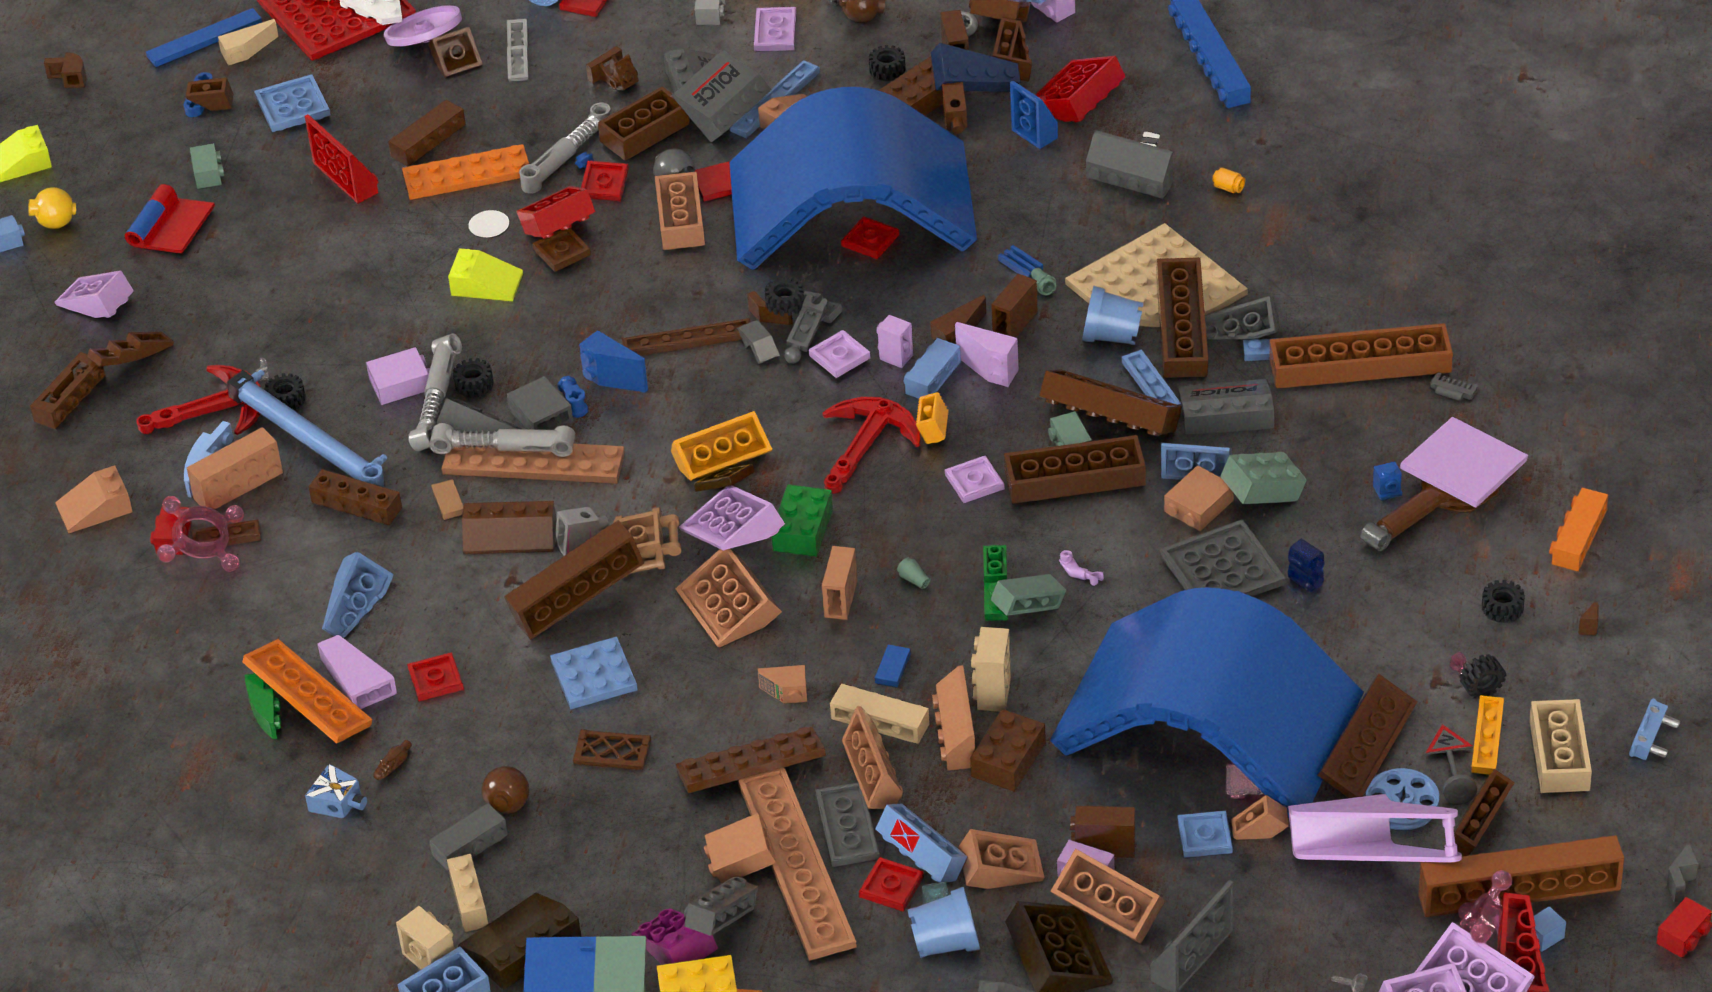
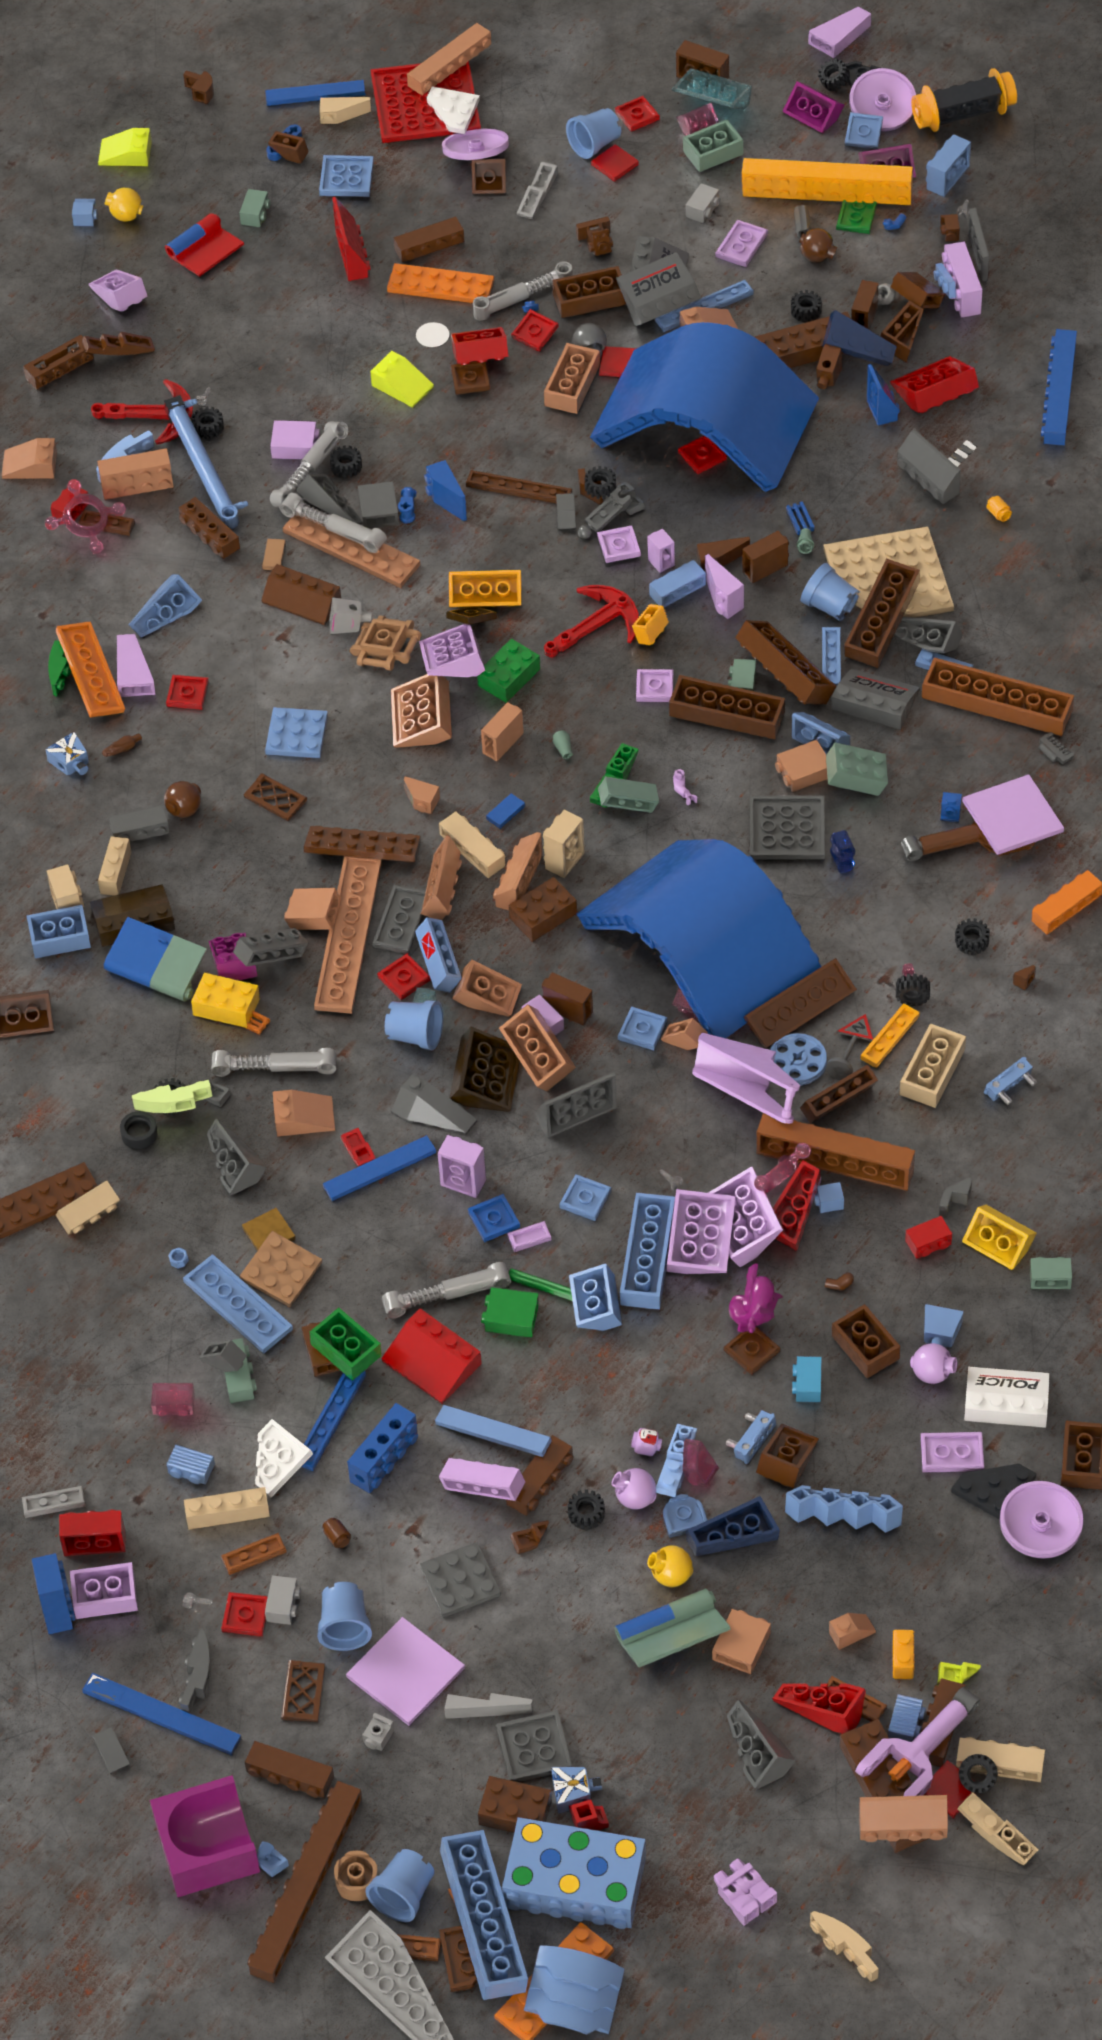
camera: 25 degrees right, 10 degrees up
(574, 579) = (315, 656): reddish brown brick -> none

